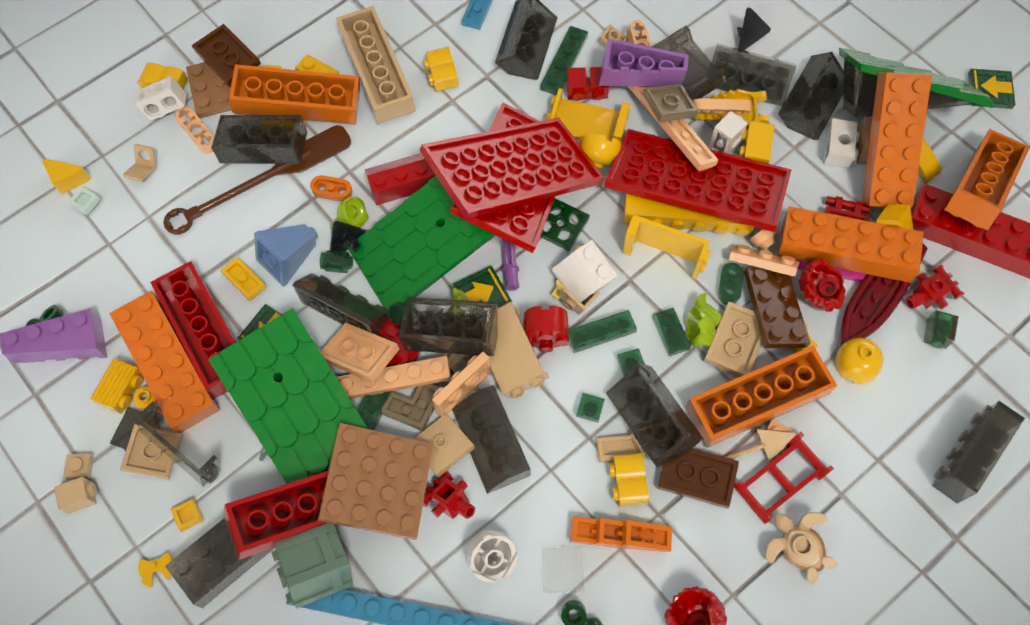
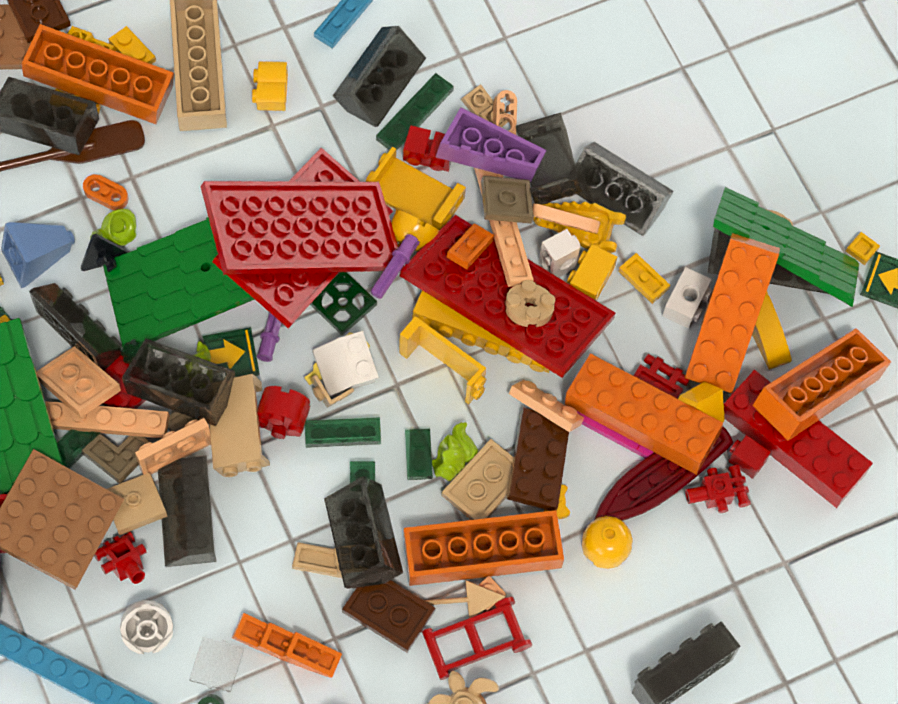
camera: 10 degrees right, 0 degrees up
(336, 261) = (85, 276): clear green brick -> none
(398, 178) = (177, 201): red slope -> none
(590, 407) = (302, 509): clear green plate -> none
(601, 172) = (400, 257): none -> medium lavender axle
(630, 480) = (315, 594): yellow brick -> none
(654, 147) = (470, 246): none -> orange plate
(717, 171) = (529, 293): none -> tan plate
(730, 282) = (503, 419): clear green plate -> none
(752, 30) = (640, 136): black piece -> none
(764, 239) = (556, 383): light nougat piece -> none
(799, 137) = (644, 278): none -> yellow plate
(814, 96) = (679, 234): clear smoke slope -> none
(816, 280) = (591, 446): red hair -> none
(941, 329) = (708, 534): clear green brick -> none
(946, 254) = (749, 455): none -> red brick
(958, 69) = (862, 248): none -> yellow tile

